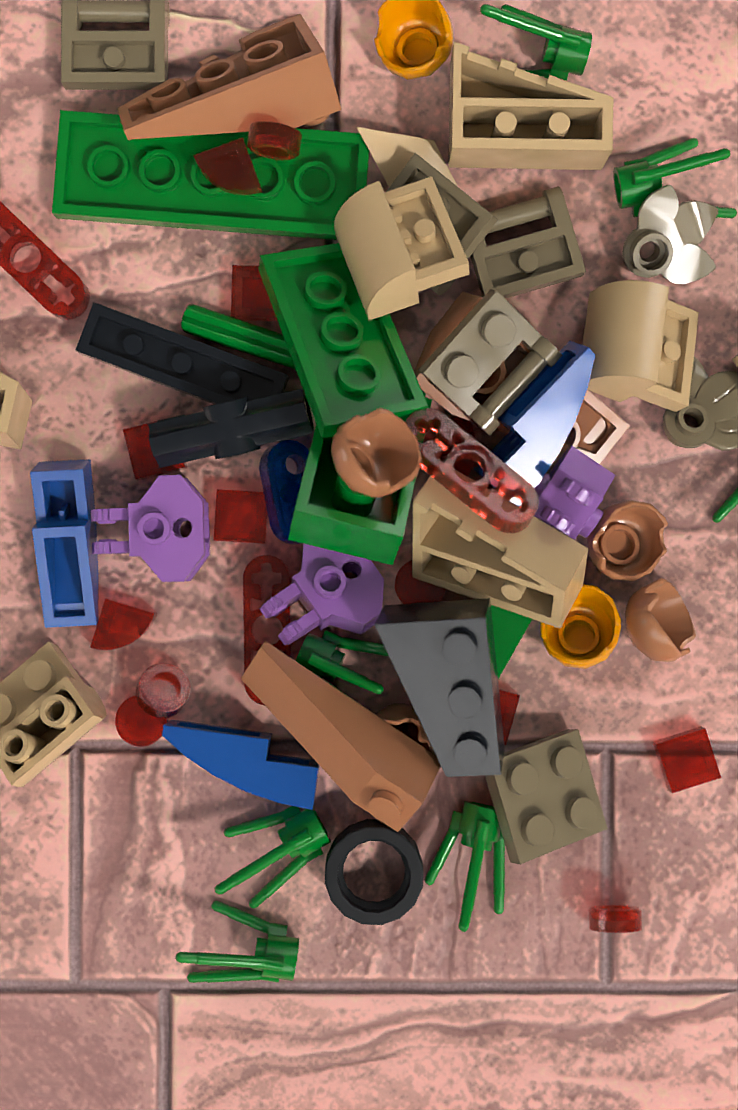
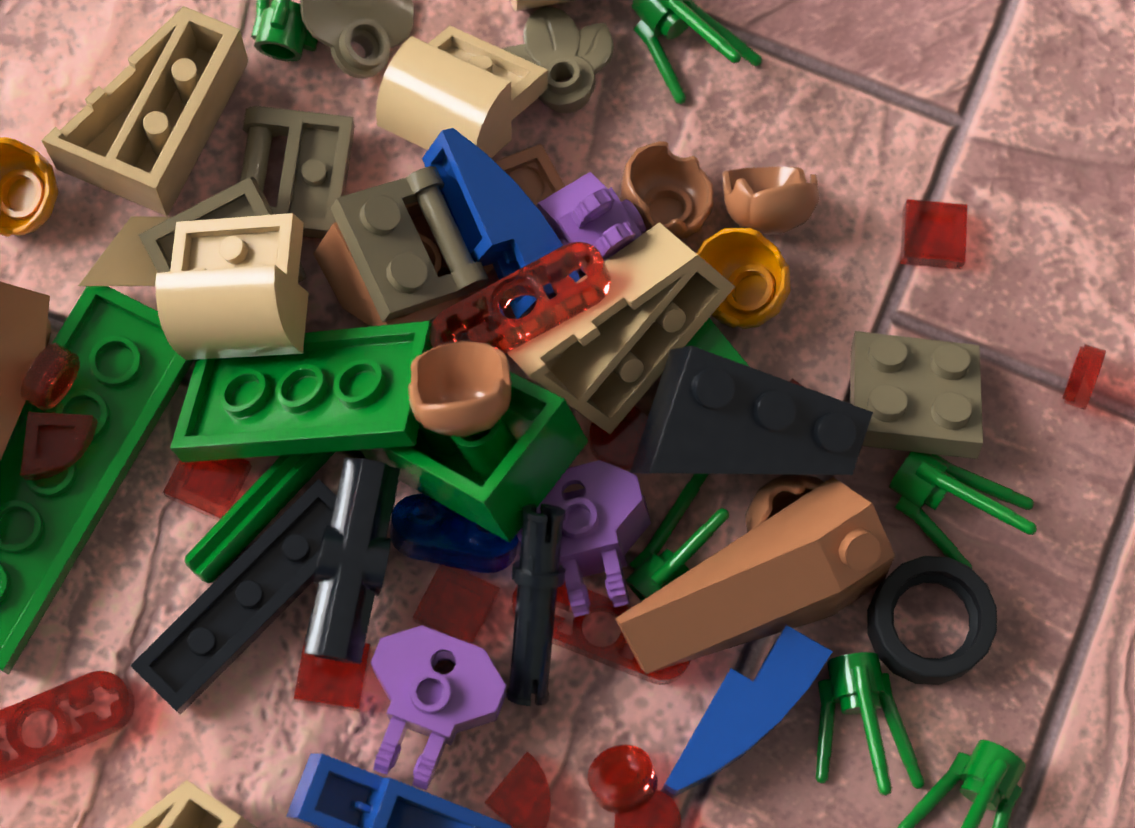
camera: 75 degrees left, 15 degrees down
(270, 571) = (537, 580): none -> black pin
(564, 46) = (98, 45): green plant -> none

